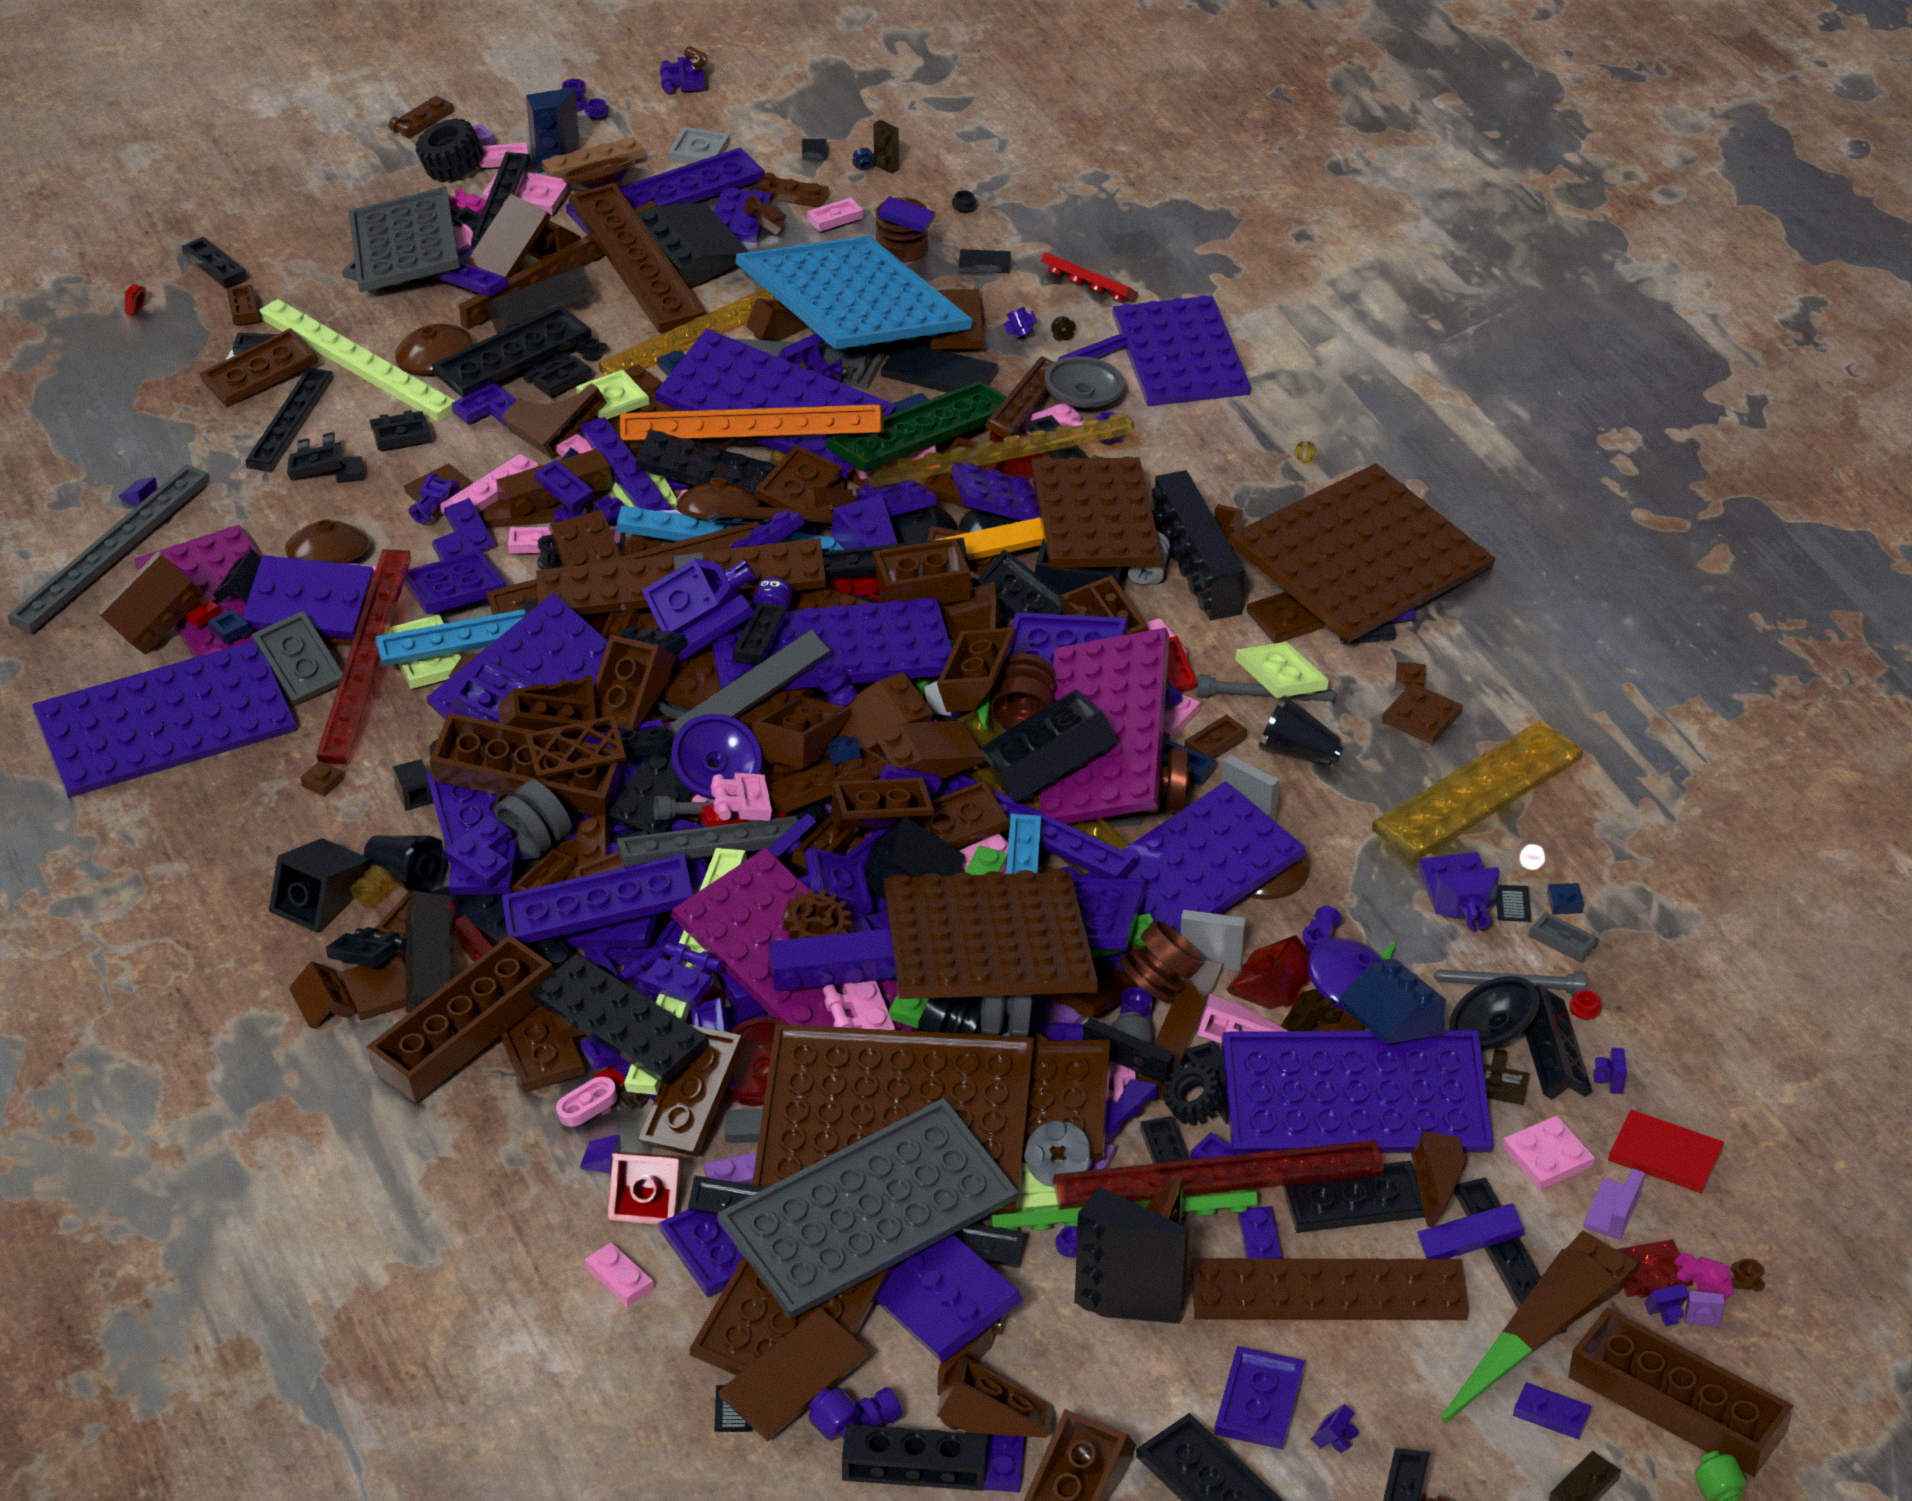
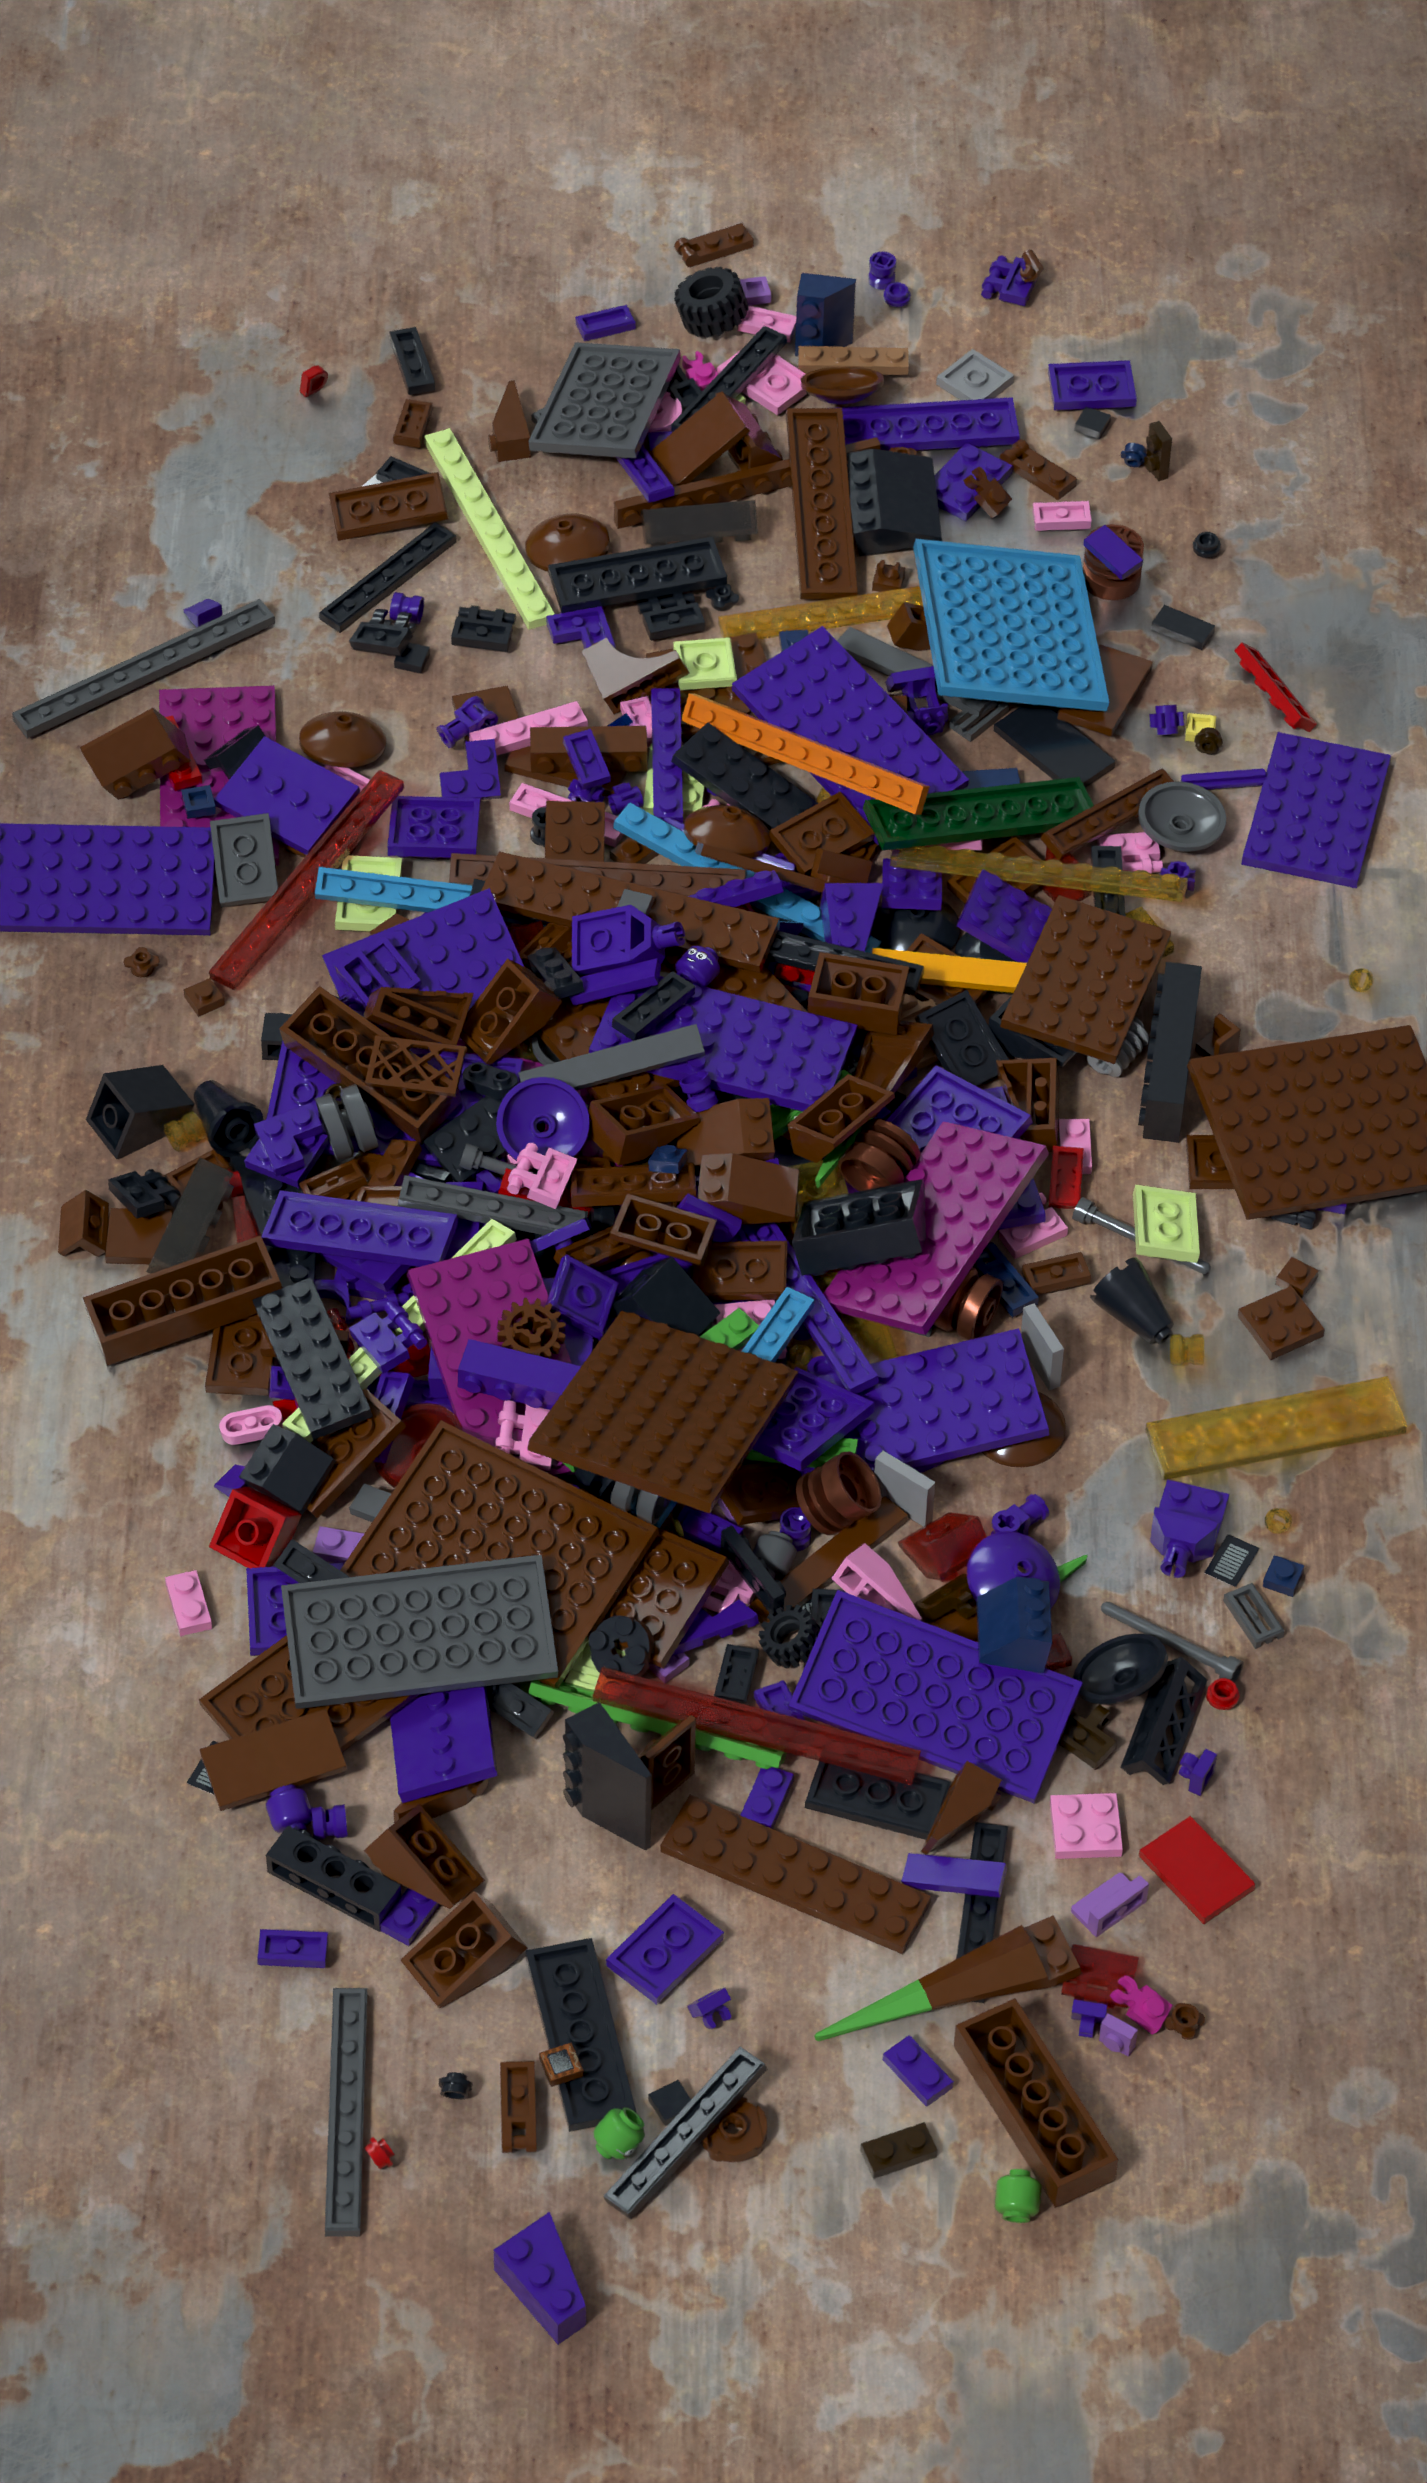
camera: 25 degrees right, 10 degrees up
(246, 770) = (141, 962): none -> reddish brown plate
(317, 430) = (413, 605): none -> dark purple wheel
(335, 286) = (509, 428): none -> reddish brown slope
(363, 192) = (605, 323): none -> dark purple tile
(650, 1119) = (287, 1468): none -> black slope
(721, 295) = (888, 577): none -> reddish brown tile
(797, 123) = (1092, 385): none -> dark purple plate
(1044, 323) = (1196, 722): none -> light yellow tile
(1365, 756) = (1187, 1349): none -> clear yellow wheel

